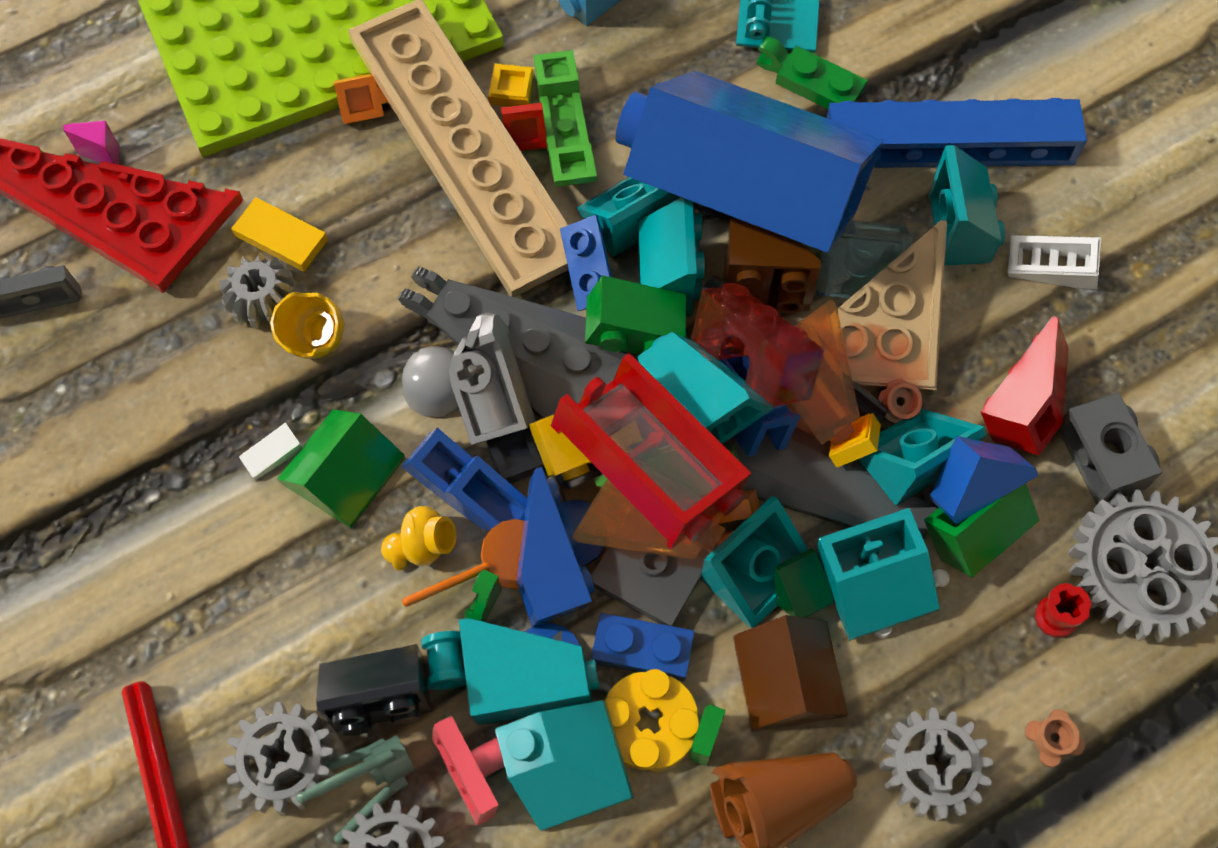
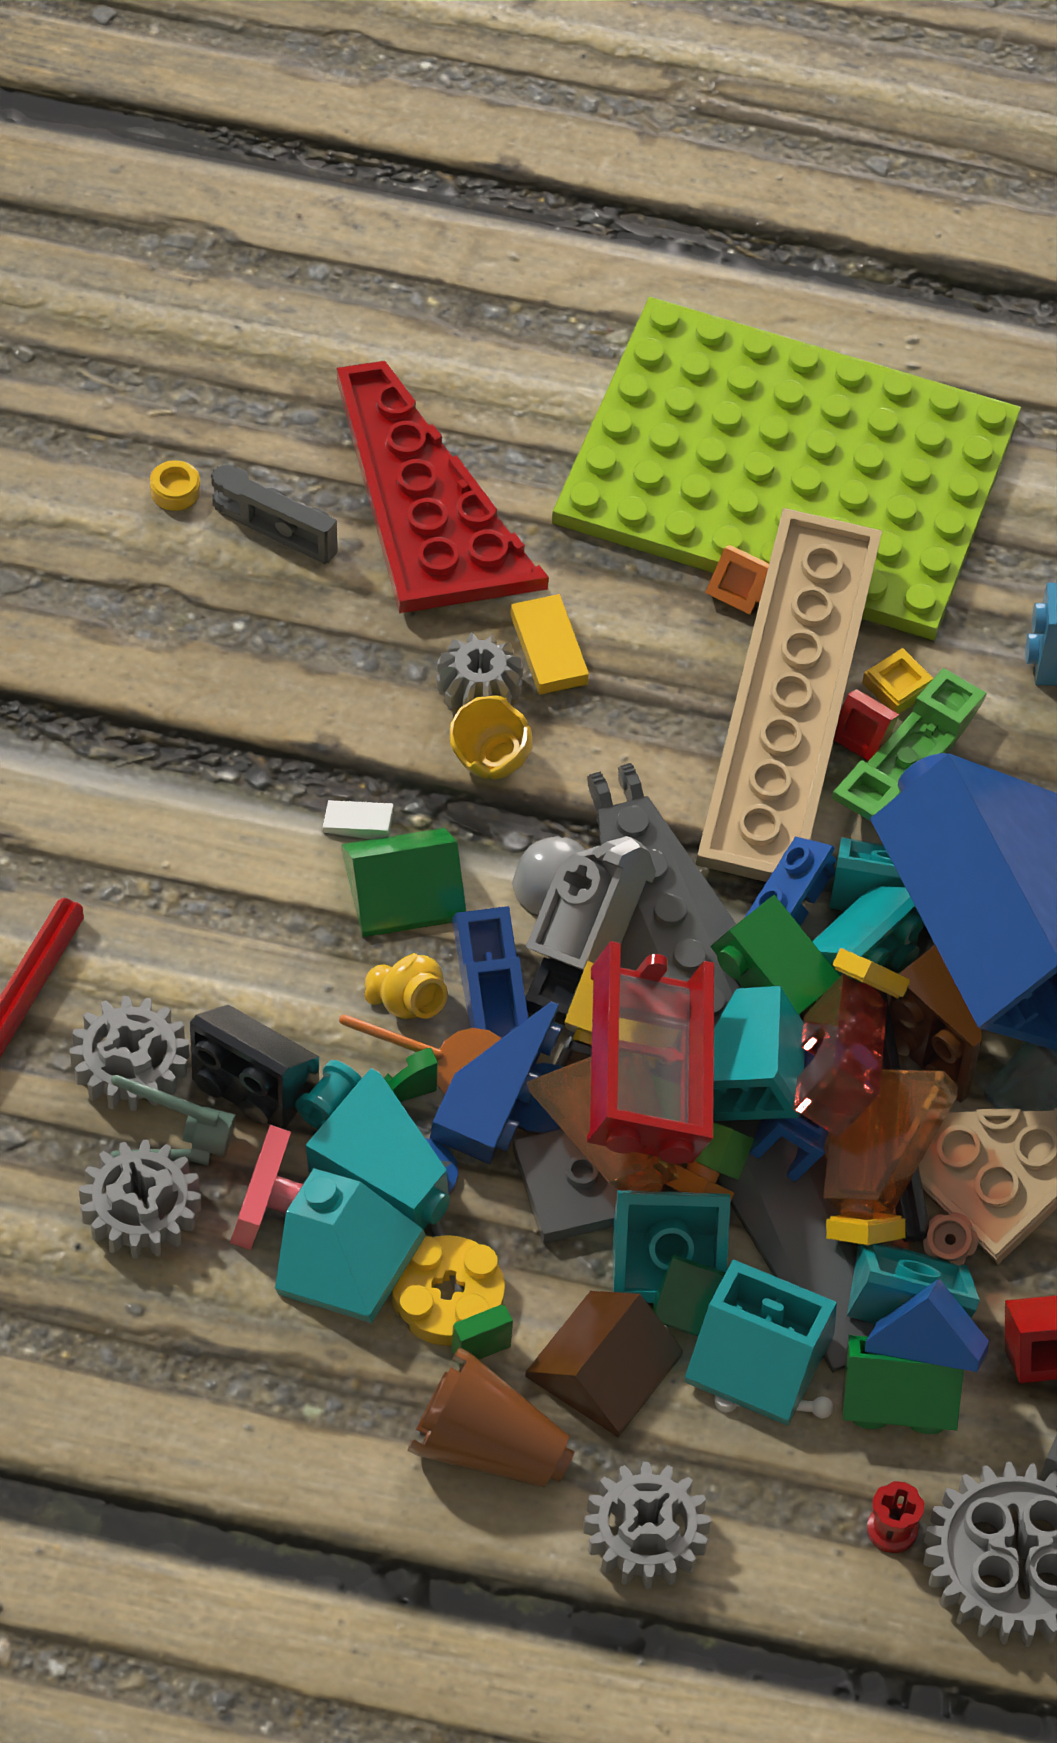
camera: 40 degrees right, 10 degrees down
(93, 141) = (468, 433): dark pink slope -> none
(642, 646) = (499, 1221): blue plate -> none
(718, 275) = (871, 973): none -> yellow tile
(1069, 738) = (779, 1589): nougat plate -> none

